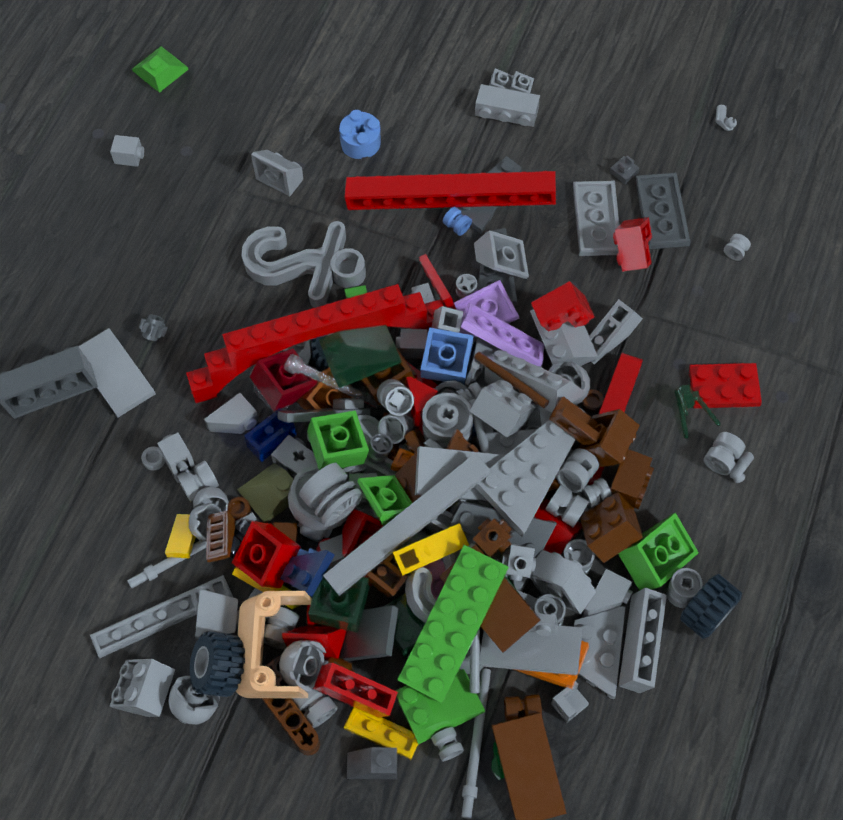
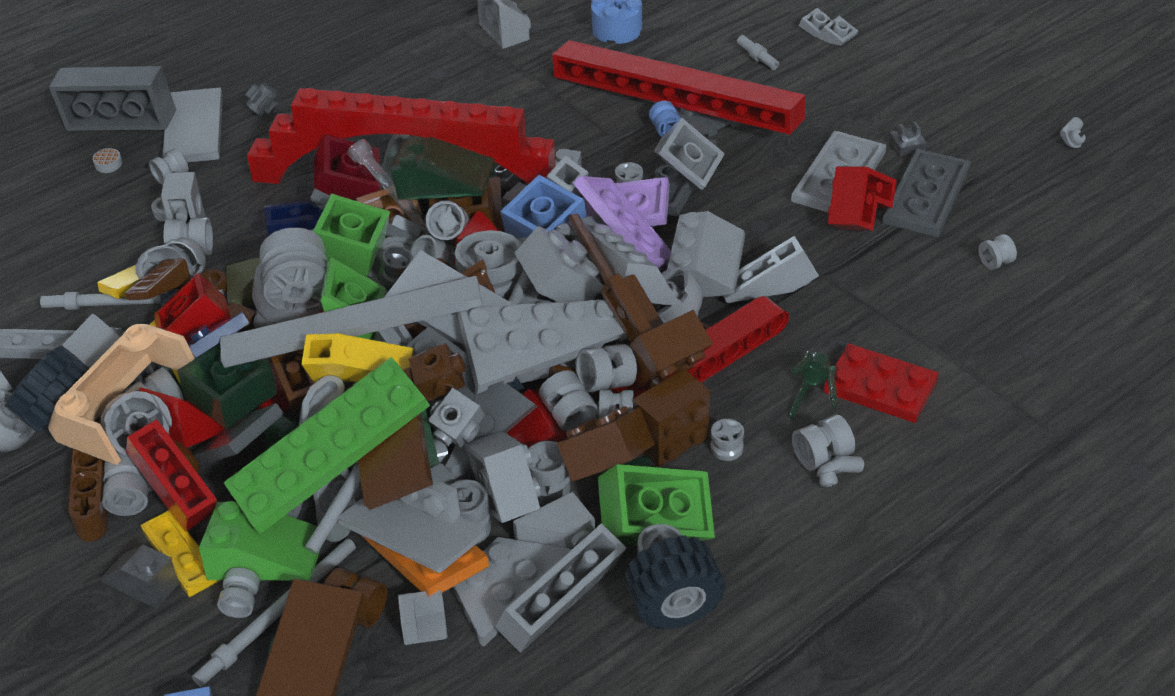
camera: 30 degrees right, 20 degrees down
(73, 434) = (107, 160): none -> light grey tile
(130, 420) = (171, 163): none -> light grey wheel
(233, 417) = (269, 193): light grey slope -> none
(325, 263) = (423, 75): light grey piece -> none
(436, 282) = (595, 154): red tile -> none
(477, 127) = (758, 52): none -> light grey bar
(507, 105) = (806, 42): light grey brick -> none
(563, 305) = (714, 206): red brick -> none
(661, 472) = (727, 439): none -> light grey wheel

